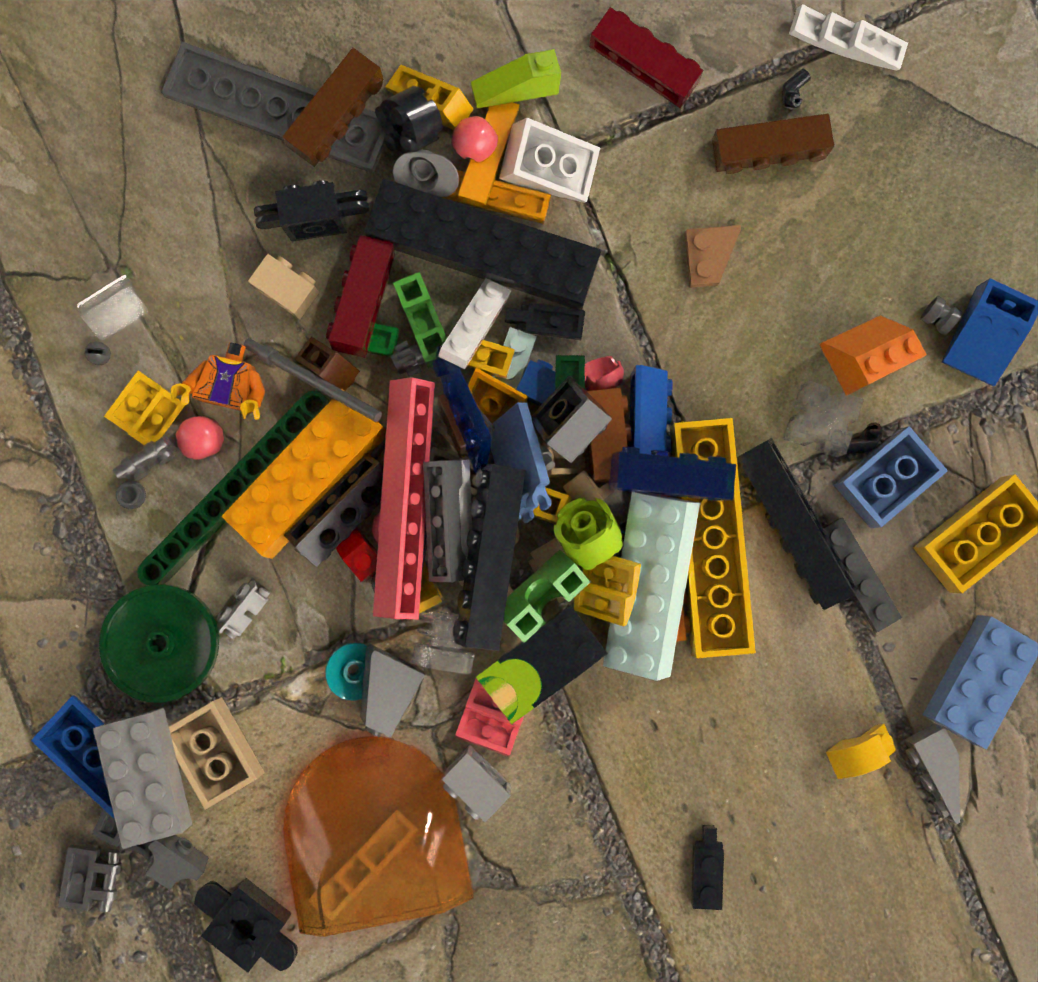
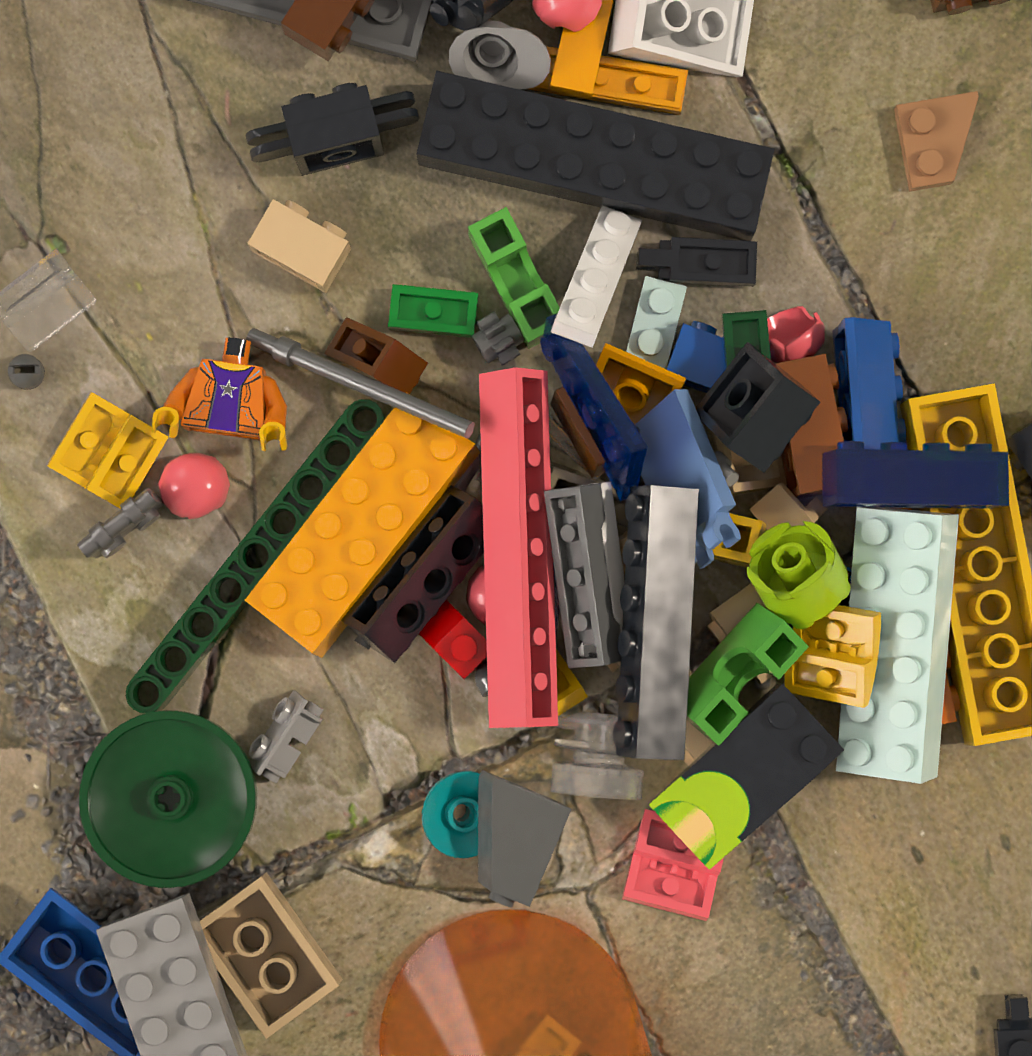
camera: 10 degrees left, 0 degrees up
(131, 494) = (99, 580): dark grey plate -> none
(361, 296) = (420, 250): dark red brick -> none
(476, 784) = (664, 962): light grey brick -> none
(492, 359) = (628, 327): yellow slope -> none

